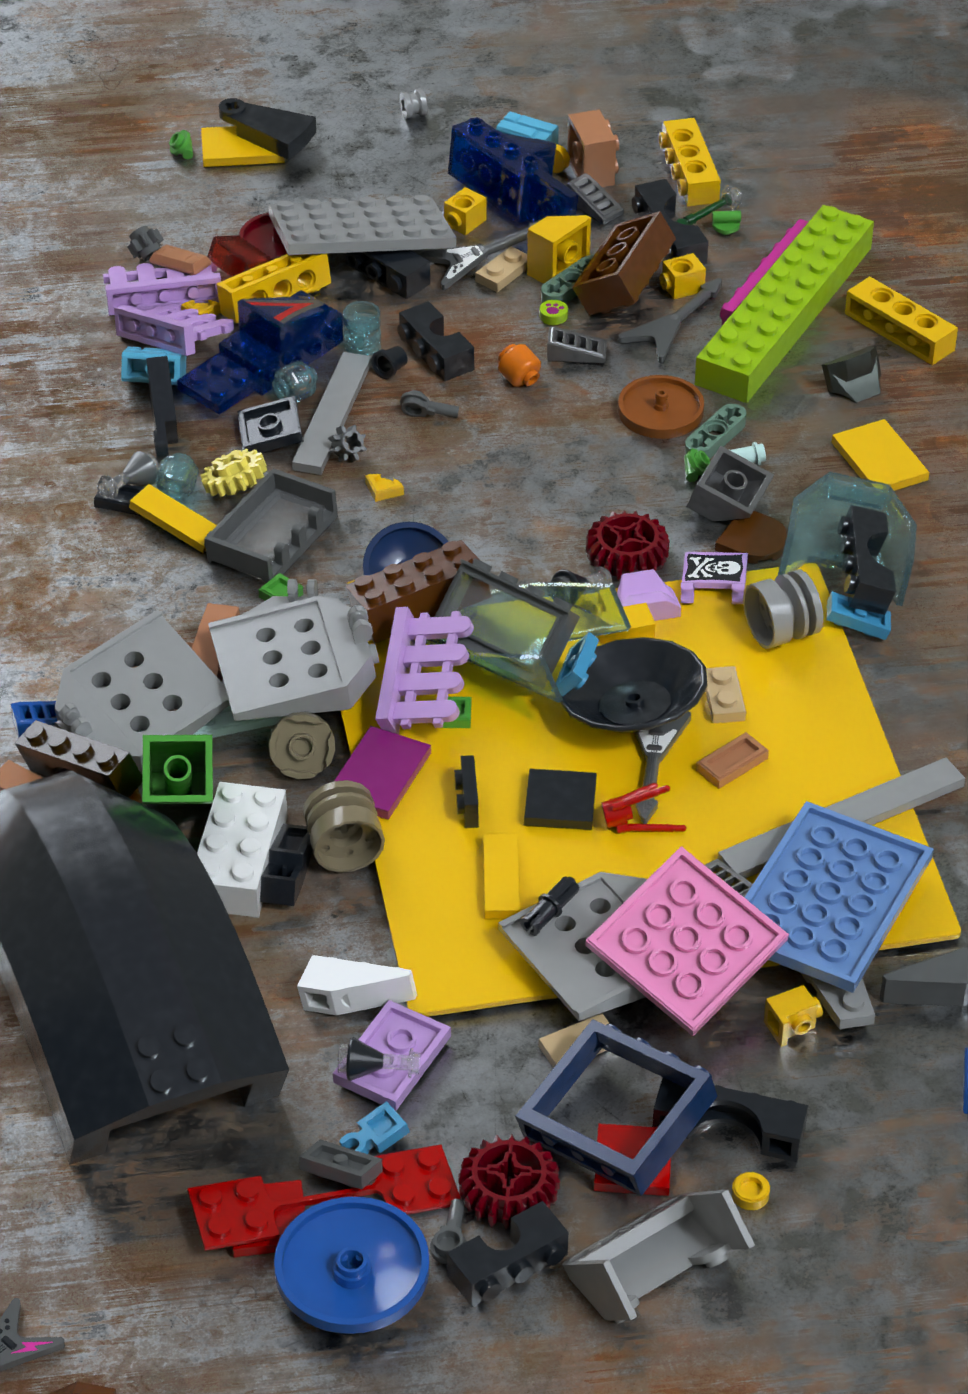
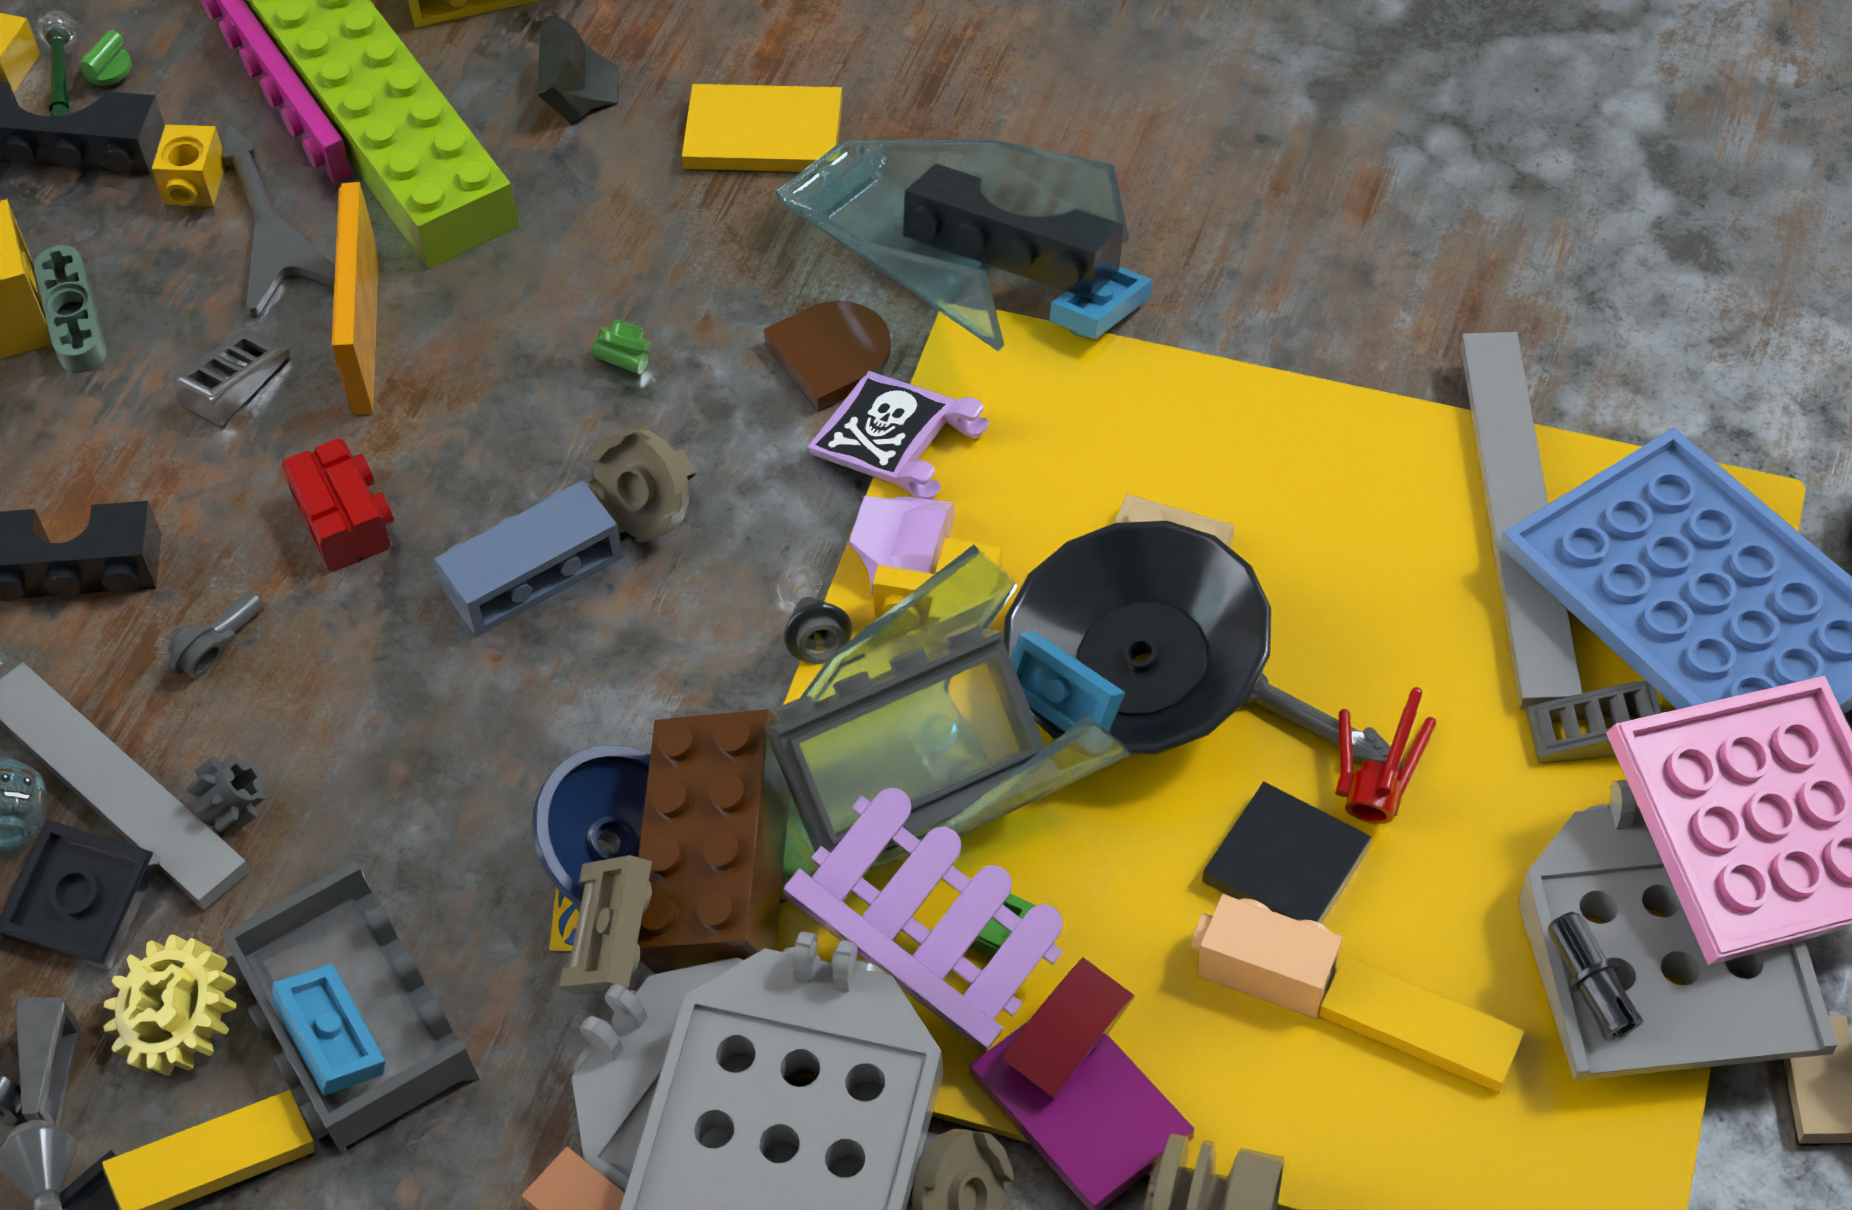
camera: 60 degrees left, 10 degrees up
(177, 475) = (102, 1105): clear light blue head -> none
(197, 442) = (46, 1053): none -> flat silver slope
(250, 519) = (328, 1029): none -> dark azure plate
(277, 587) = (509, 1065): bright green tile -> none
(348, 571) = (608, 925): none -> dark tan plate
(383, 488) = (355, 791): yellow tile -> none
(389, 361) = (59, 642): black piece -> none
(411, 742) = (1068, 1027): none -> dark red slope
(467, 801) = (1217, 982): black plate -> none
(497, 801) = (1267, 954): none -> light nougat brick
(519, 365) = (224, 464): orange head -> none
(525, 410) = (337, 503): none -> red brick
(543, 483) = (529, 557): none -> sand blue brick
(553, 312) = (121, 365): lime tile -> none
(608, 497) = (642, 482): none -> dark tan tile
(624, 263) = (118, 216): reddish brown brick -> none
(627, 543) = (743, 509): dark red gear -> none
(648, 353) = (355, 299): none -> light orange tile
(661, 406) = (453, 330): dark orange piece -> none
(718, 422) = (568, 272): sand green beam -> none
(729, 487) = (725, 325): flat silver slope -> none
(732, 760) = (1320, 592): nougat tile -> none
(754, 453) = (654, 266): light aqua pin -> none
(783, 608) = (1070, 373): light grey wheel -> none

